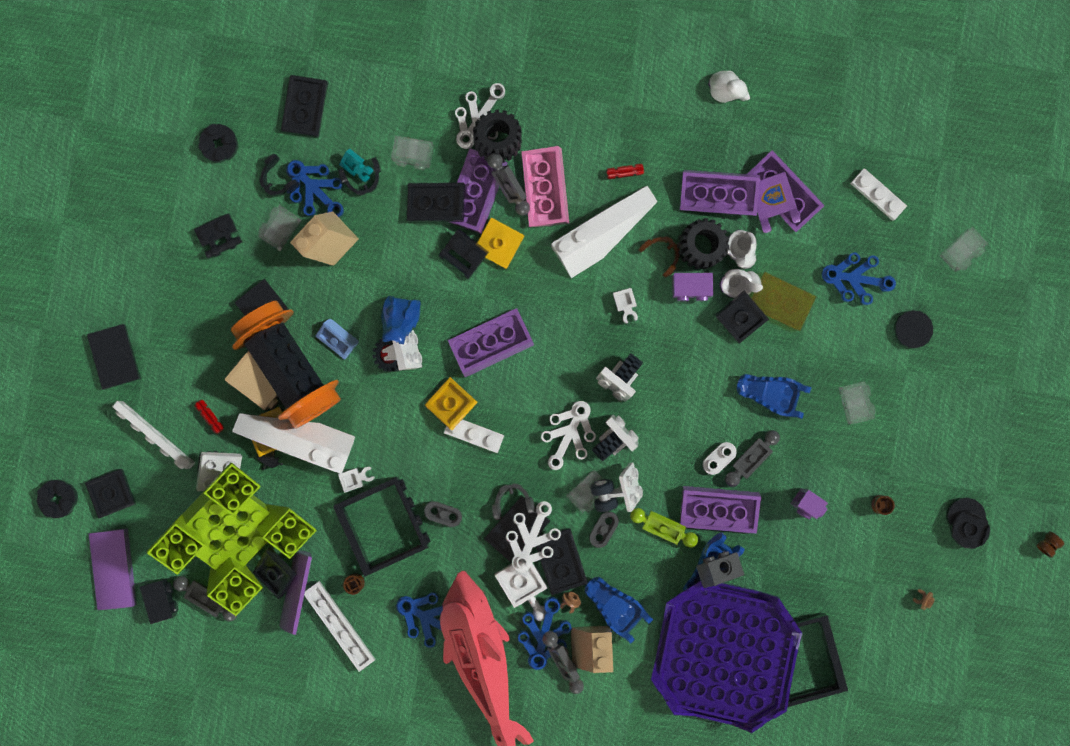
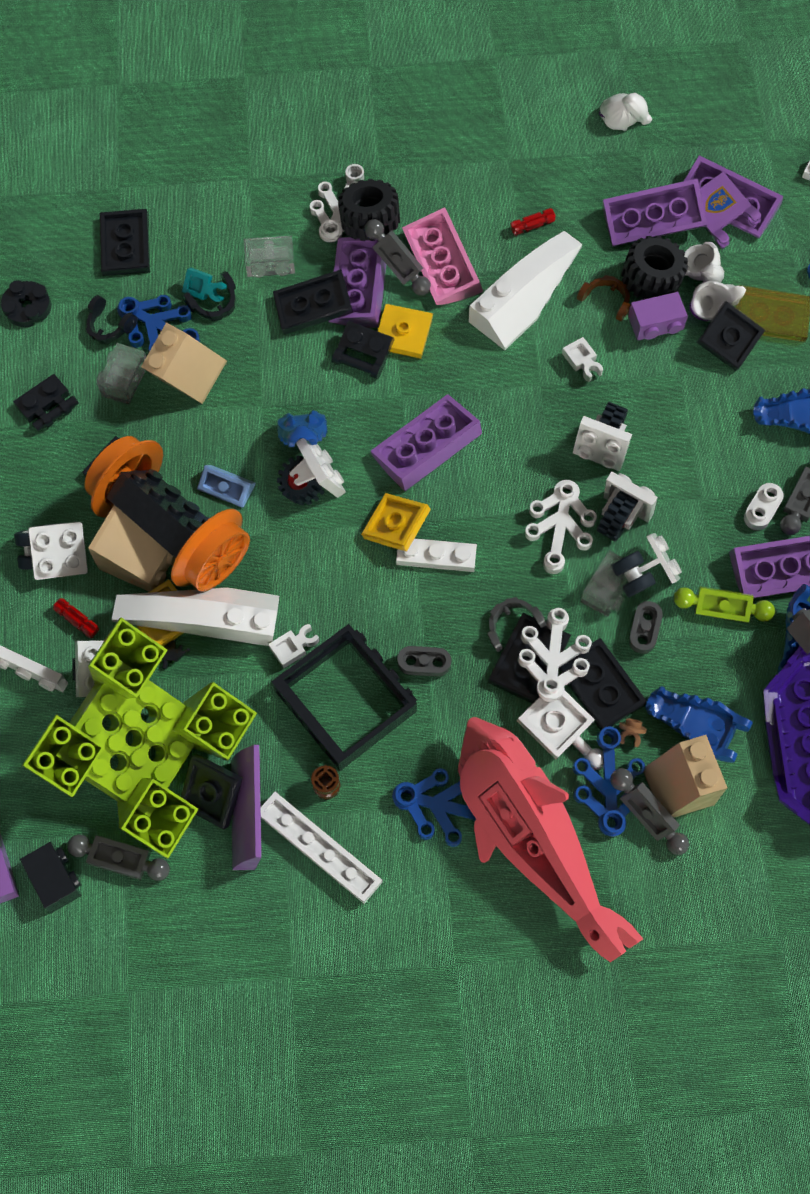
camera: 10 degrees left, 20 degrees down
(198, 363) = (52, 550): none -> white plate

